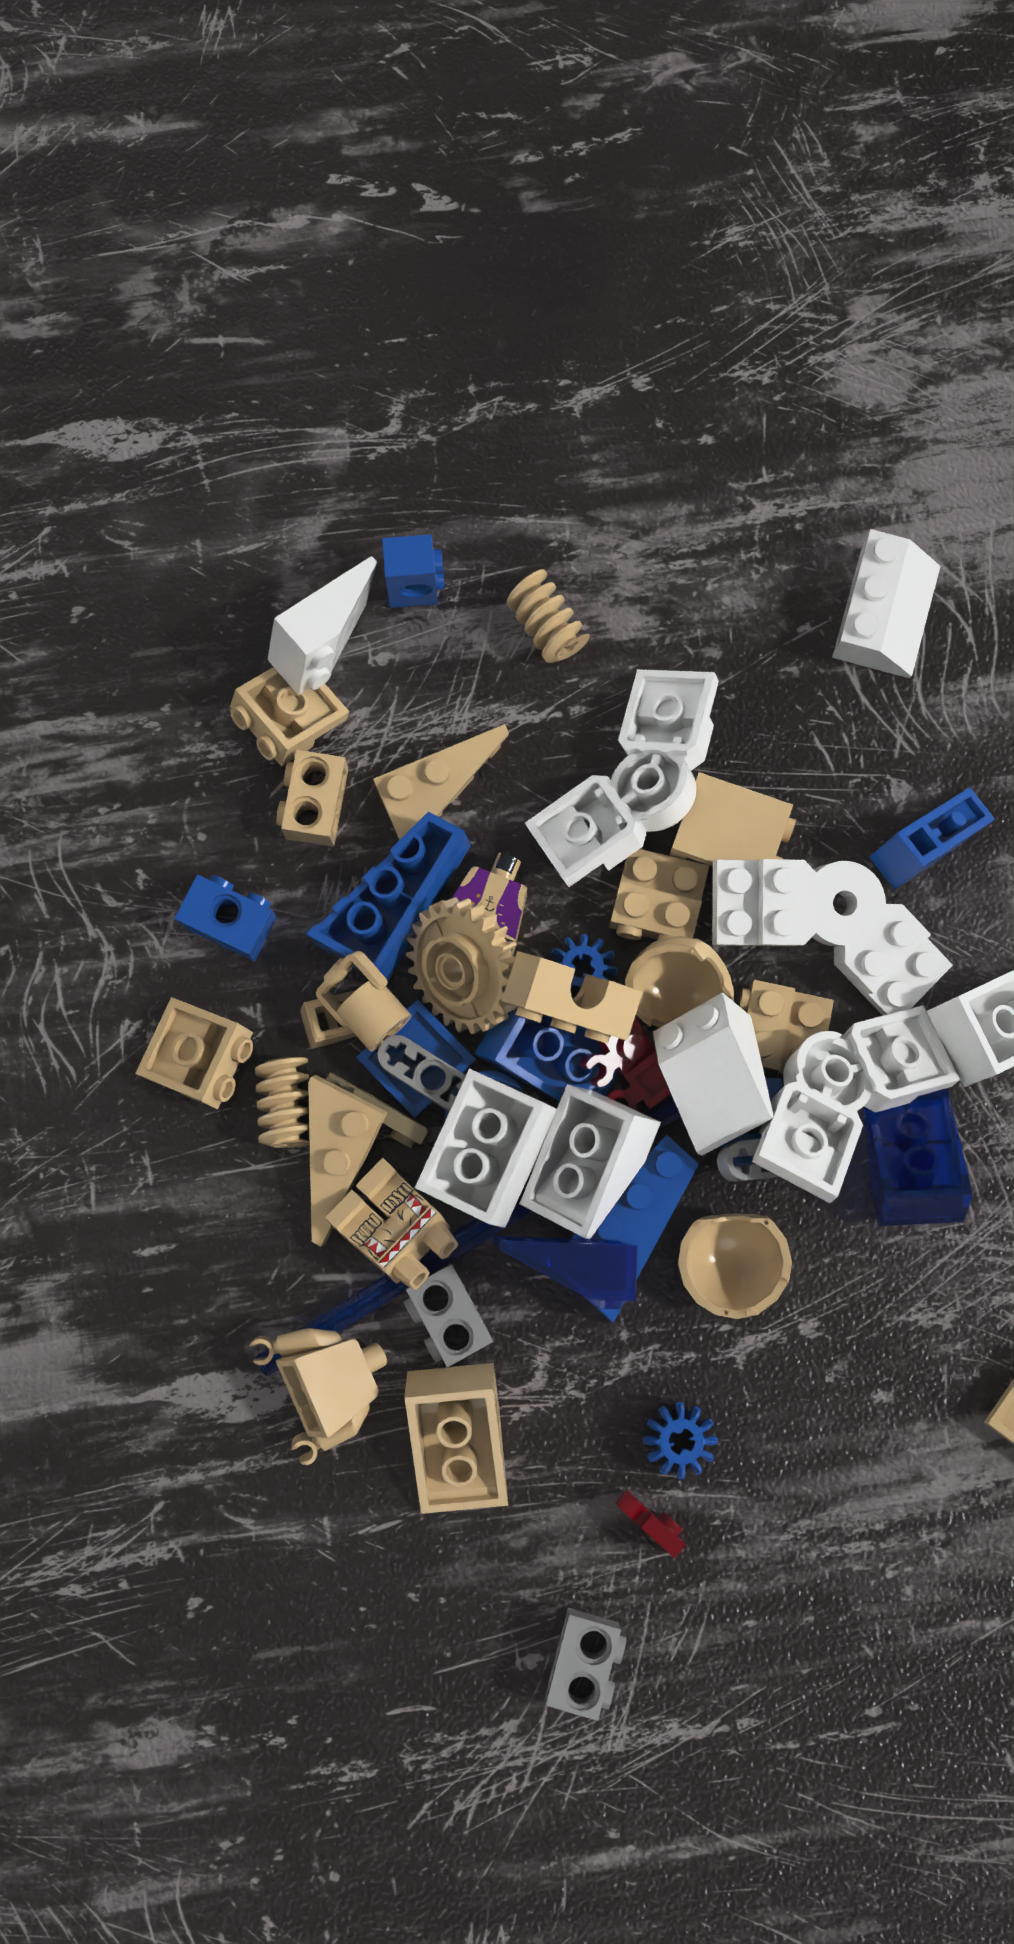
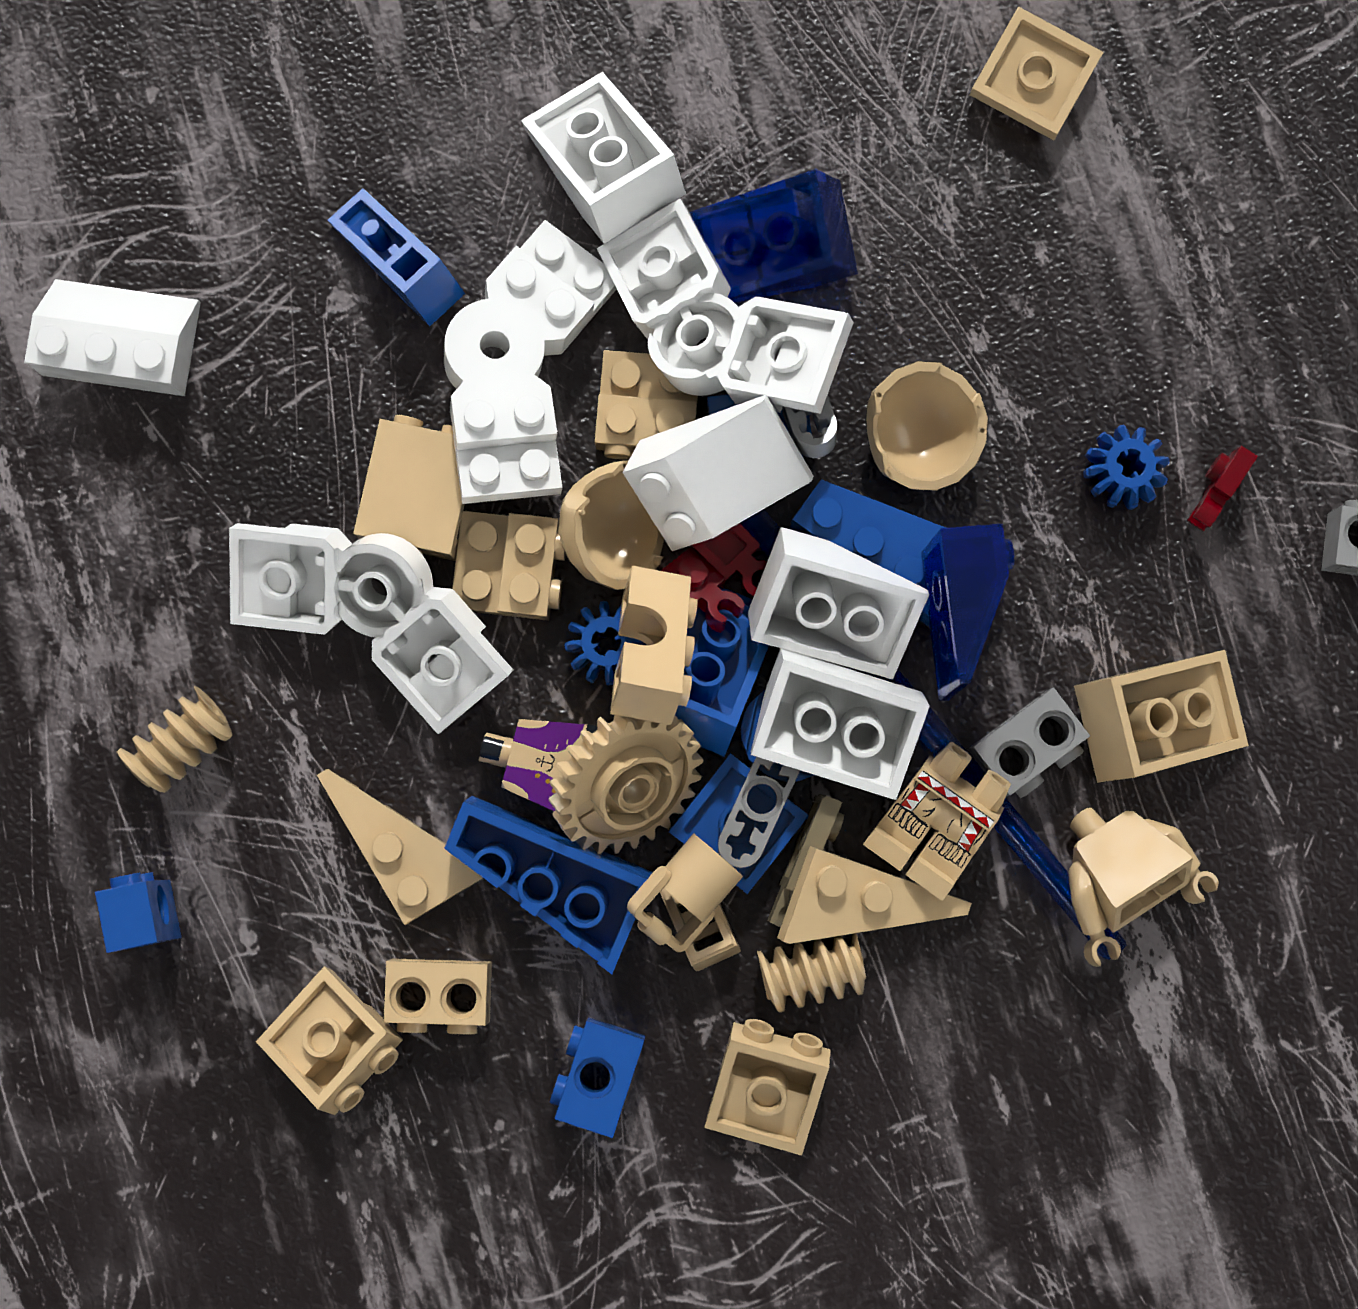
camera: 95 degrees left, 5 degrees up
(315, 630) = (242, 1025): white slope -> none

